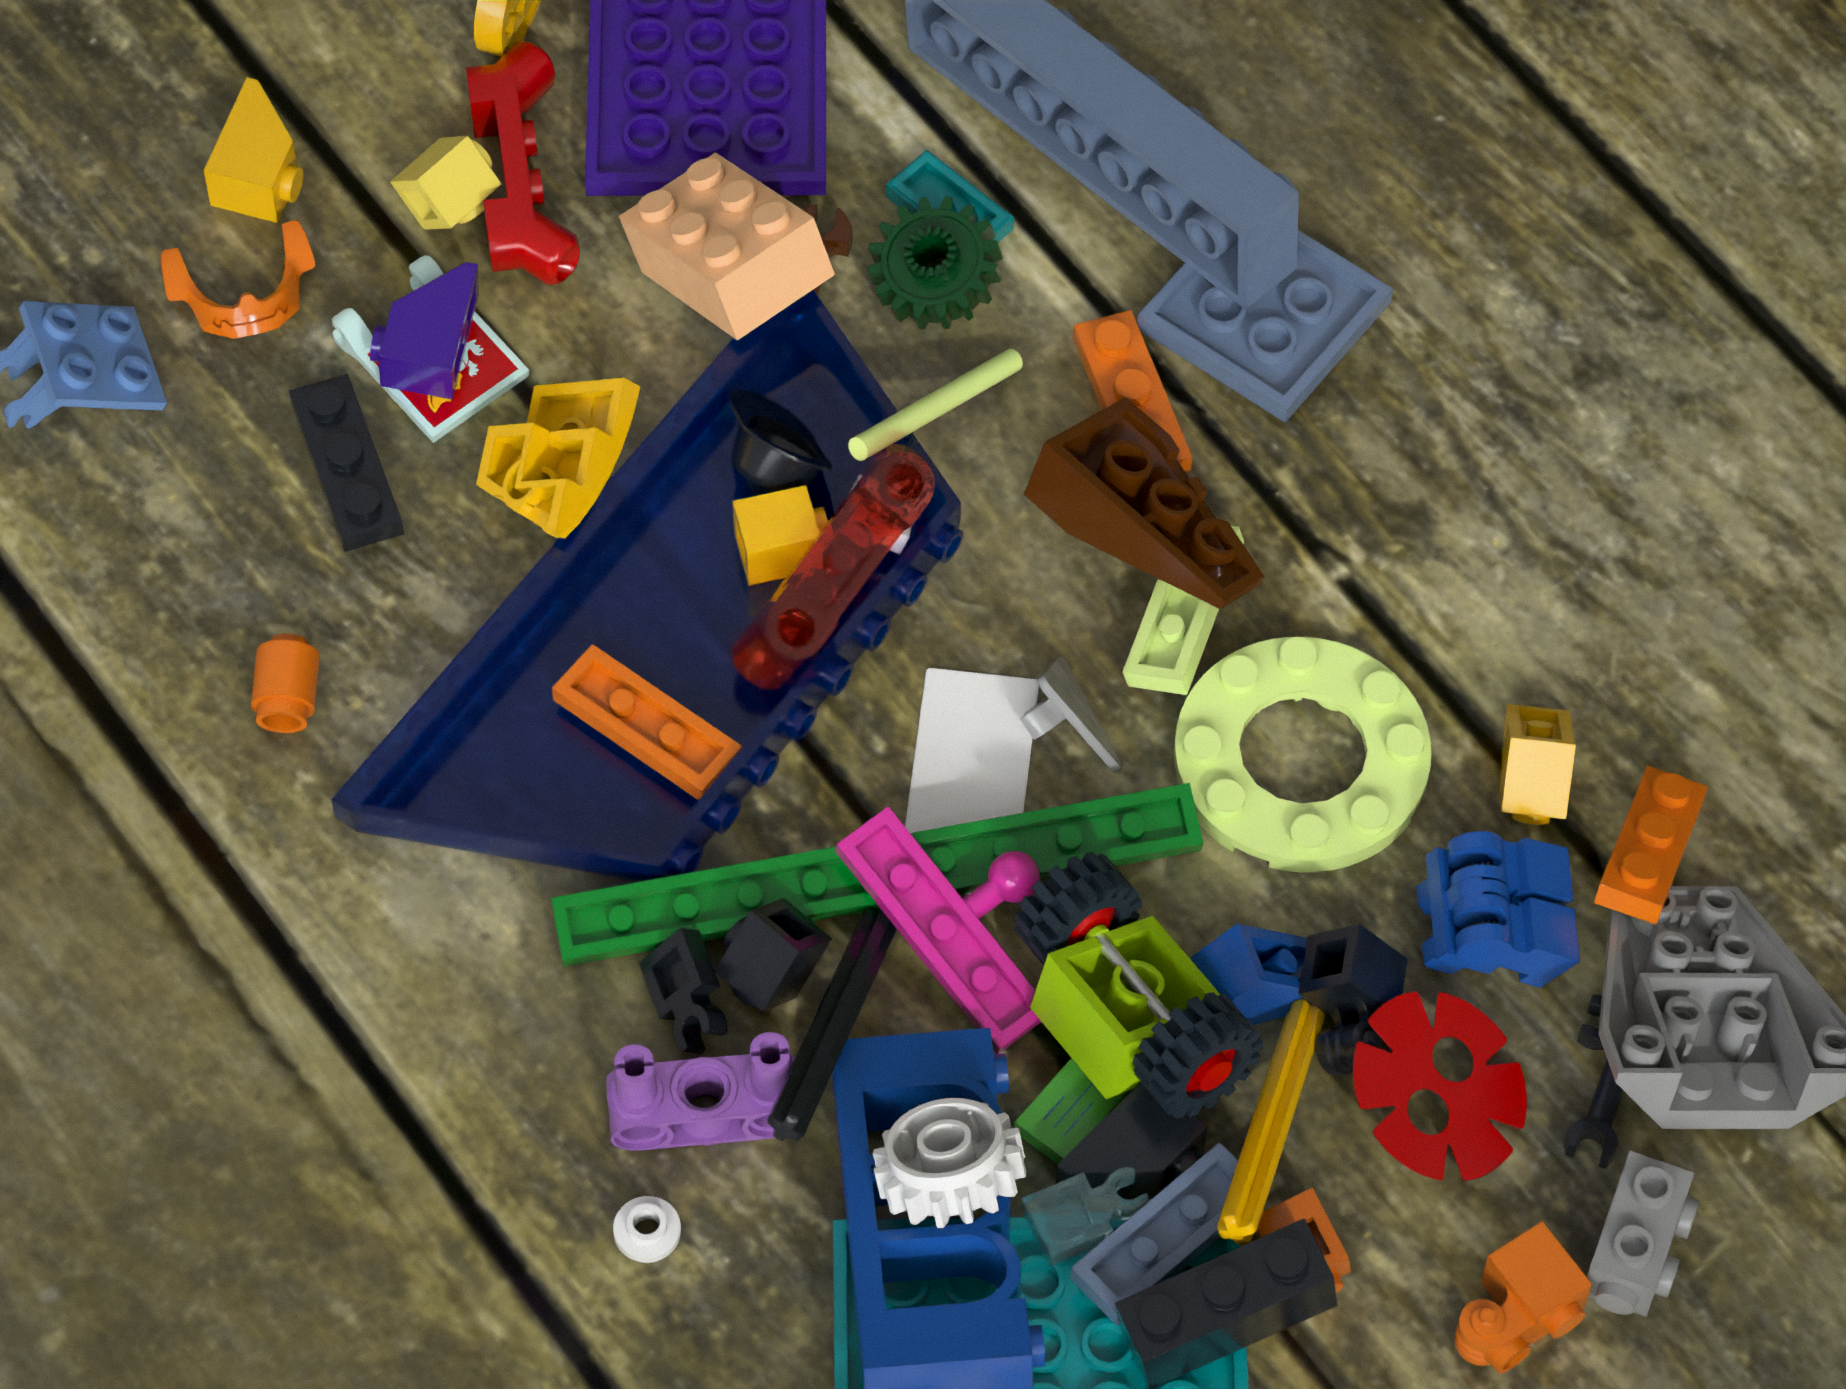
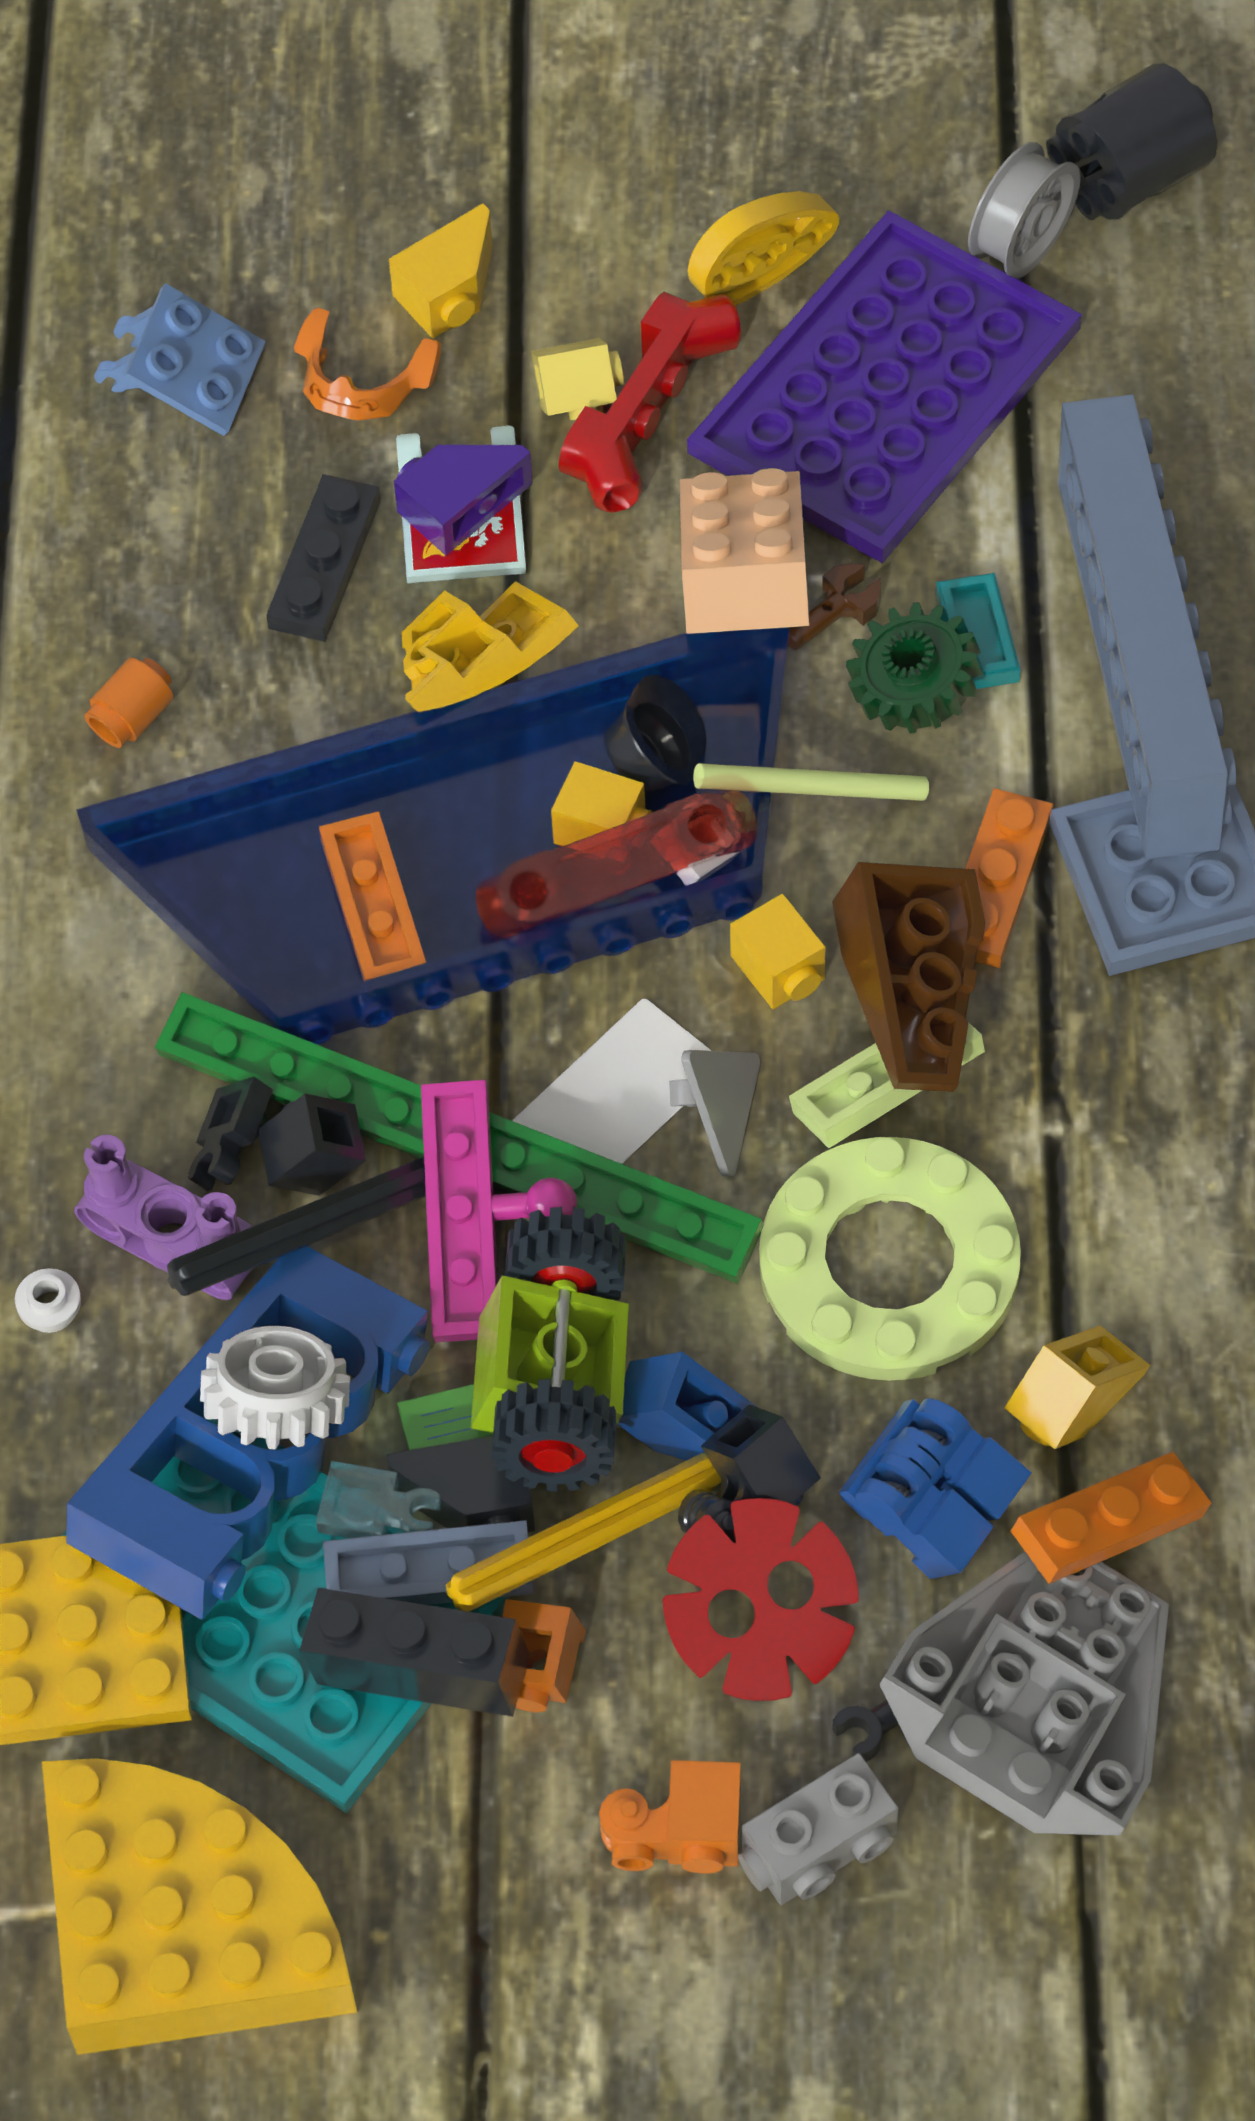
camera: 40 degrees right, 0 degrees up
(1016, 561) = (778, 952): none -> yellow brick

